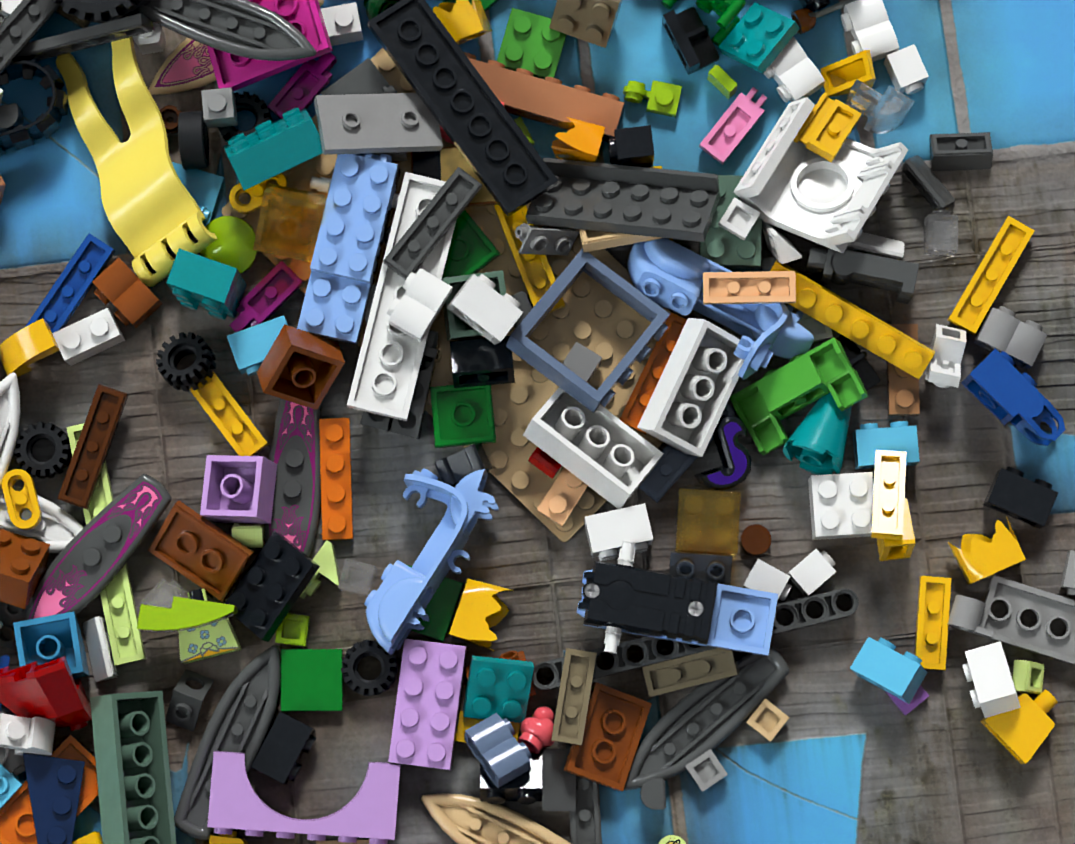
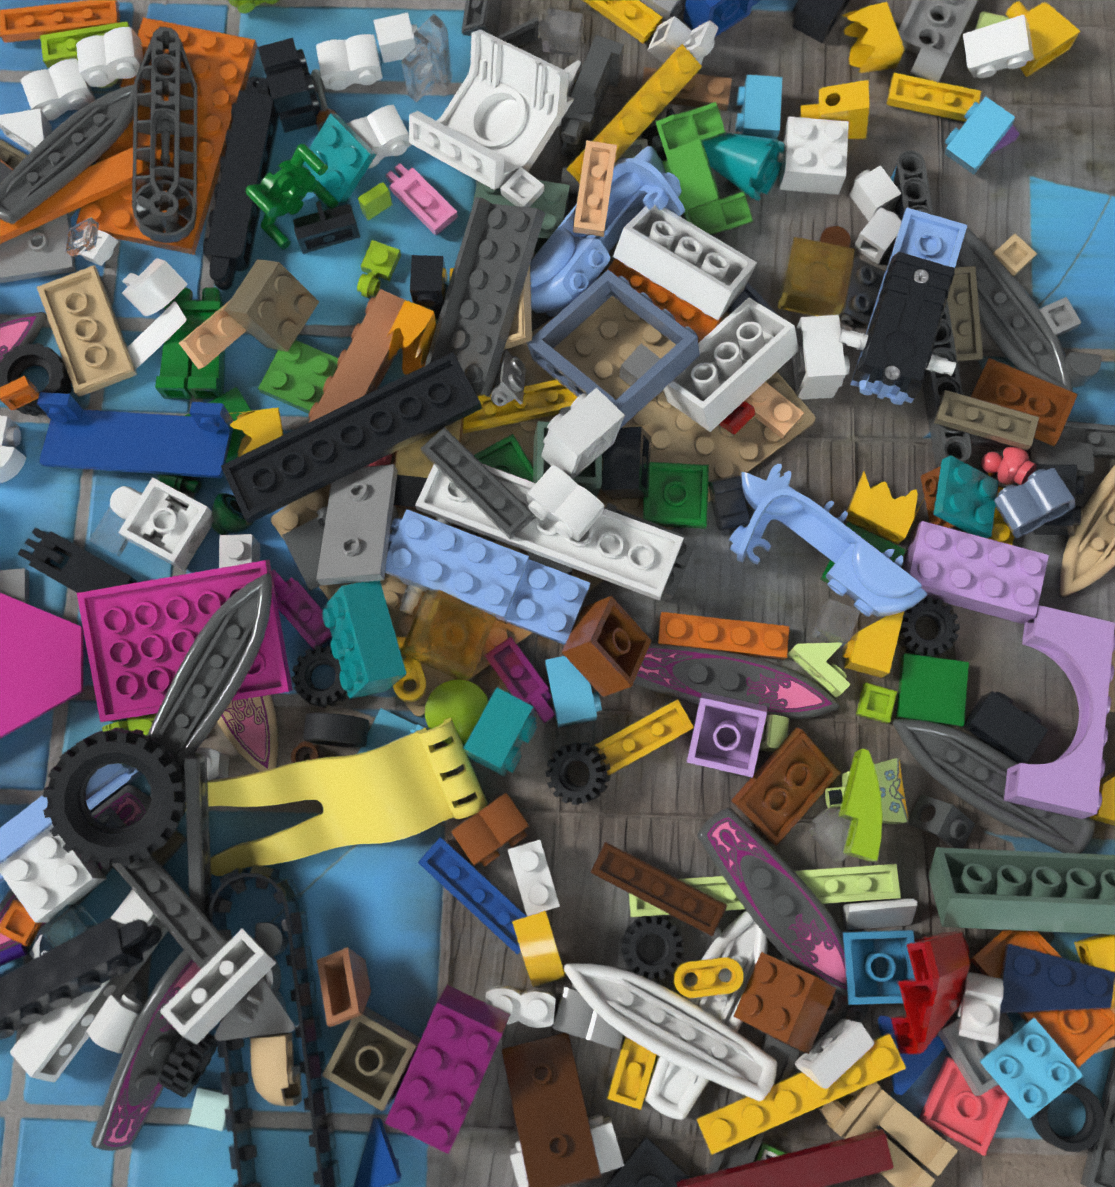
camera: 85 degrees left, 5 degrees down
(219, 107) = (306, 693): light grey brick -> none
(272, 586) = (834, 713): black plate -> none
(342, 617) = (874, 647): none -> yellow slope
(733, 456) = (759, 245): black animal -> none
(779, 245) = (554, 162): white slope -> none
(827, 127) = (443, 104): yellow plate -> none
(842, 74) = (390, 82): yellow slope -> none
(888, 495) = (818, 98): plate -> none

